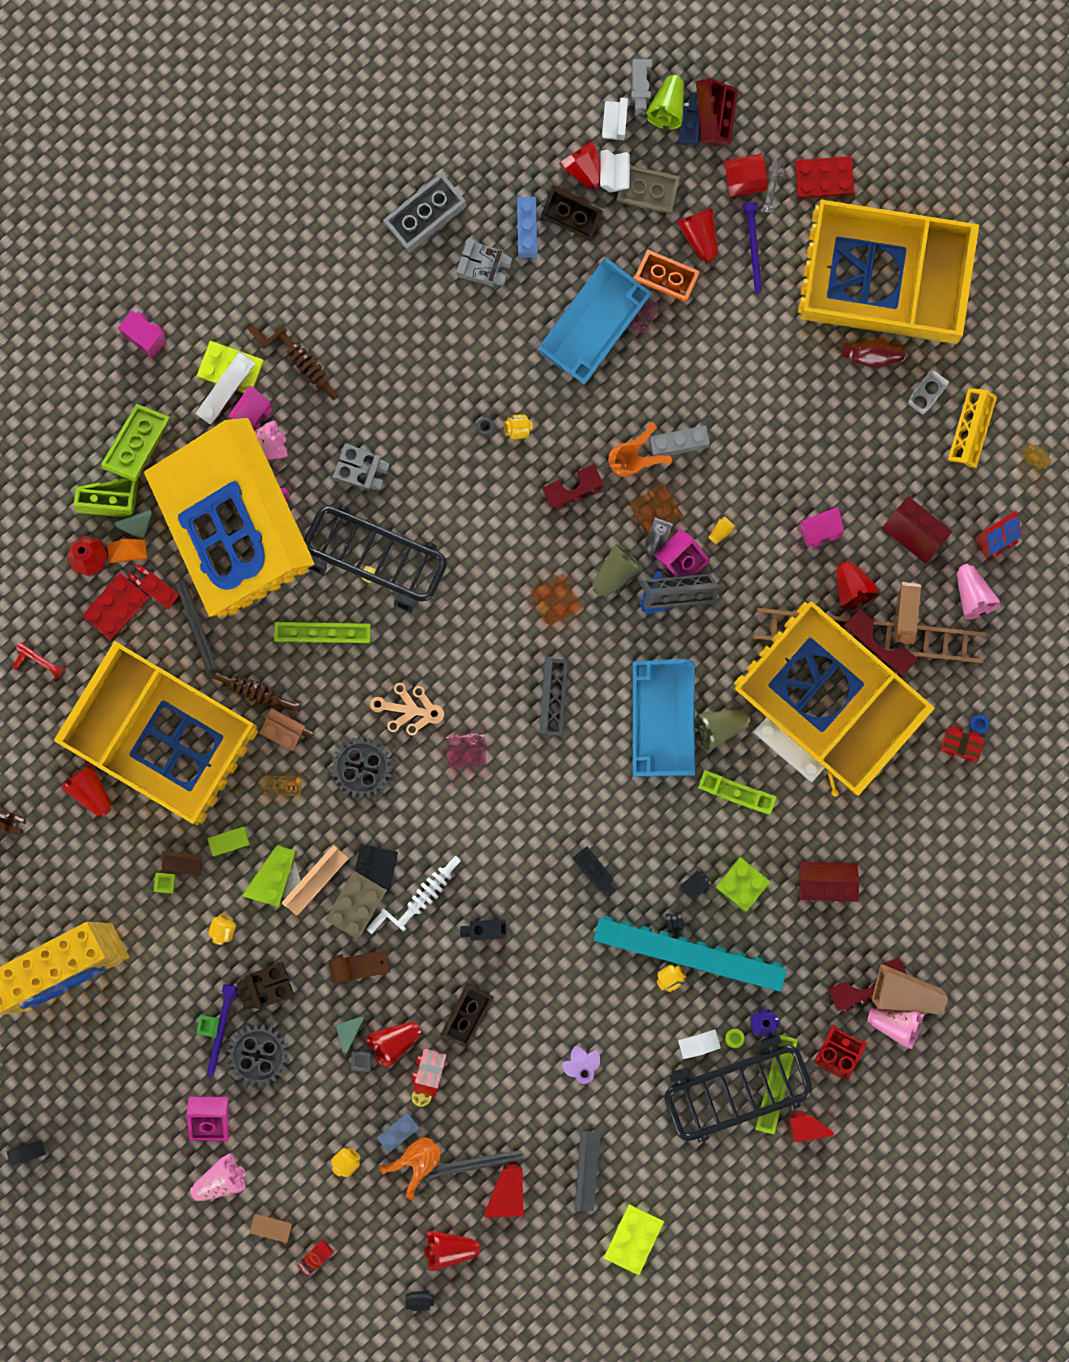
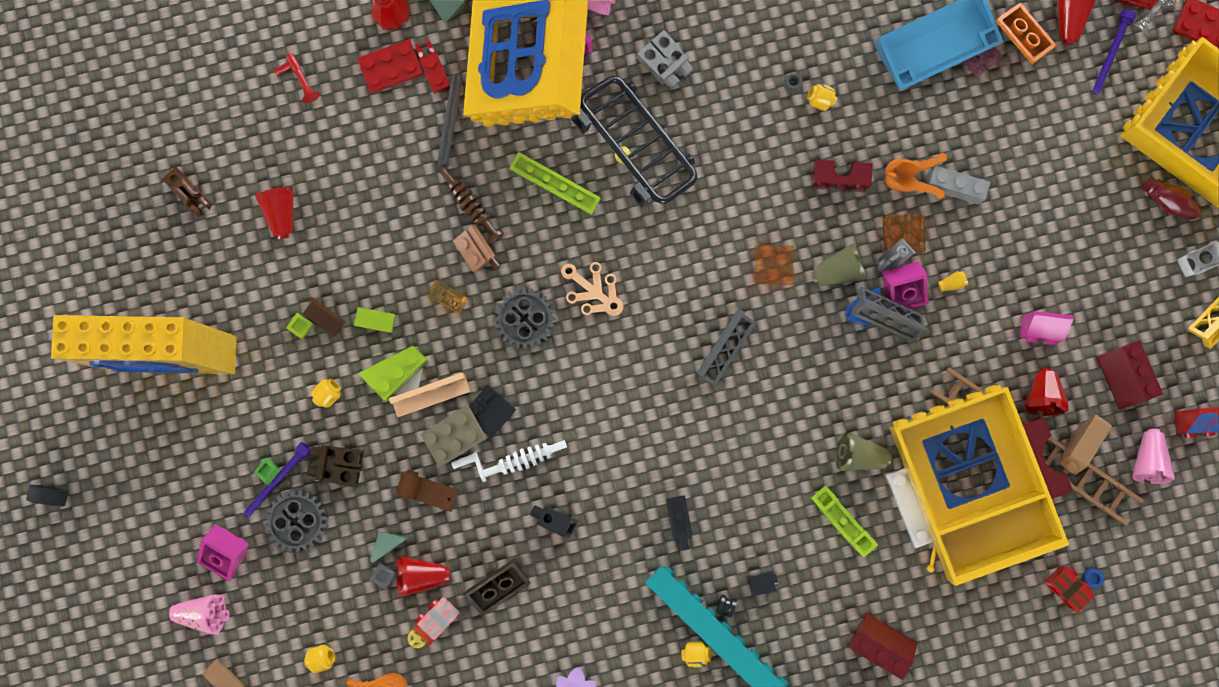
camera: 30 degrees right, 0 degrees up
(121, 711) = (342, 156): yellow panel -> none
(127, 550) = (427, 24): orange slope -> none
(398, 1132) = (380, 658): sand blue brick -> none
(469, 756) = (623, 359): clear pink plate -> none
(664, 718) = (813, 419): dark azure slope -> none
(742, 884) = (805, 606): lime brick -> none

